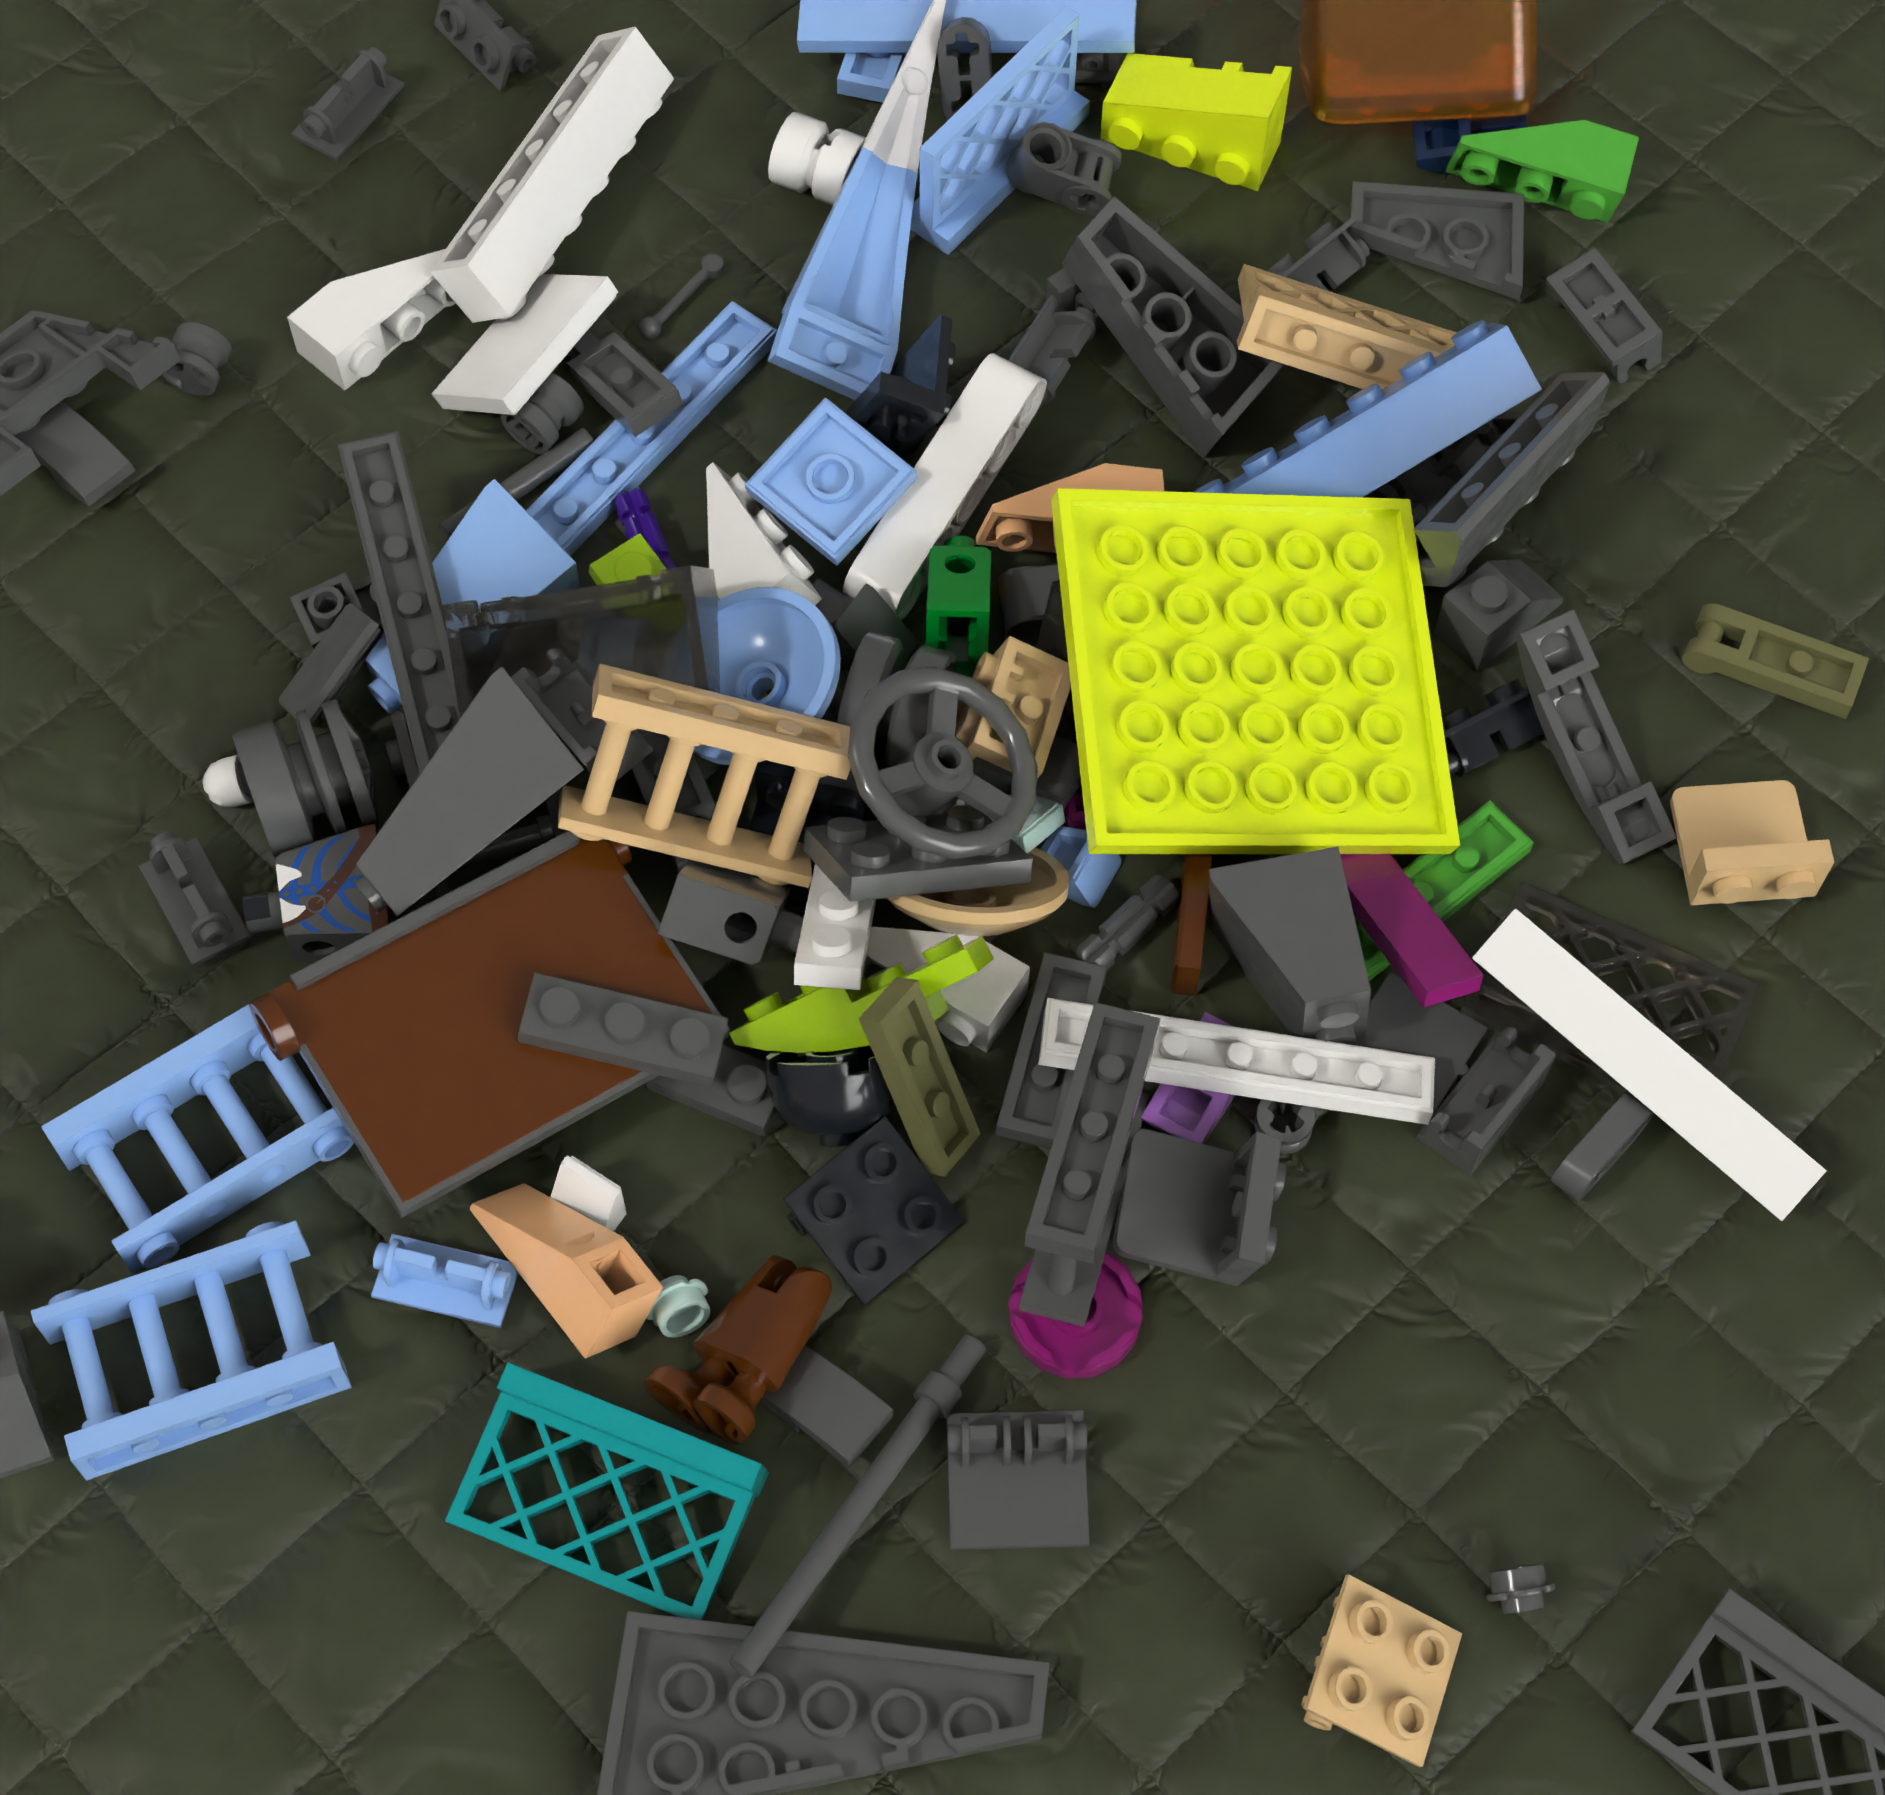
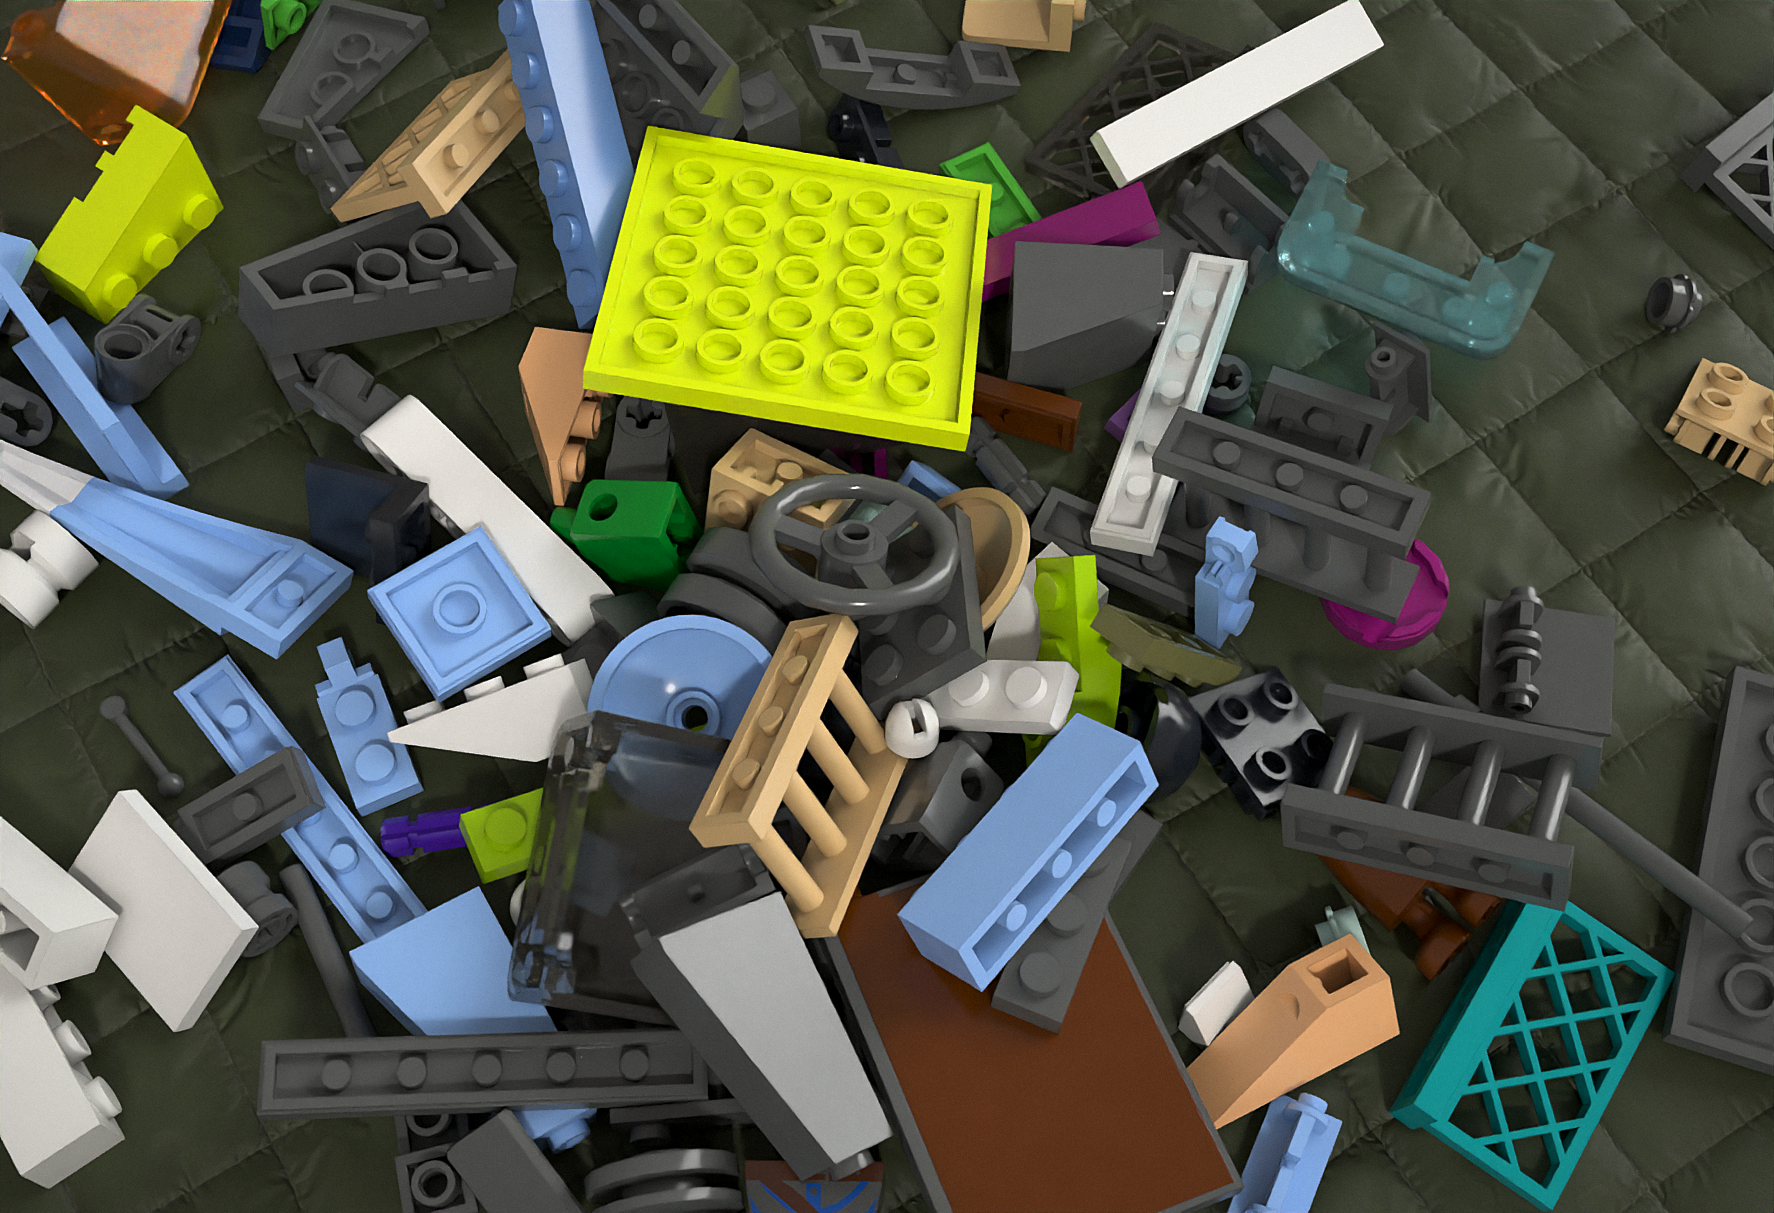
camera: 75 degrees left, 0 degrees up
(672, 974) = (1029, 850): none -> light blue brick
(734, 446) = (358, 722): none -> light blue hinge
(752, 1358) = (1431, 846): none -> dark grey fence
(794, 879) = (900, 732): none -> white hinge
(1011, 1126) = (1225, 583): none -> light blue hinge
(1303, 1269) = (1400, 376): none -> dark grey hinge
(1412, 1177) = (1464, 316): none -> clear light blue windscreen

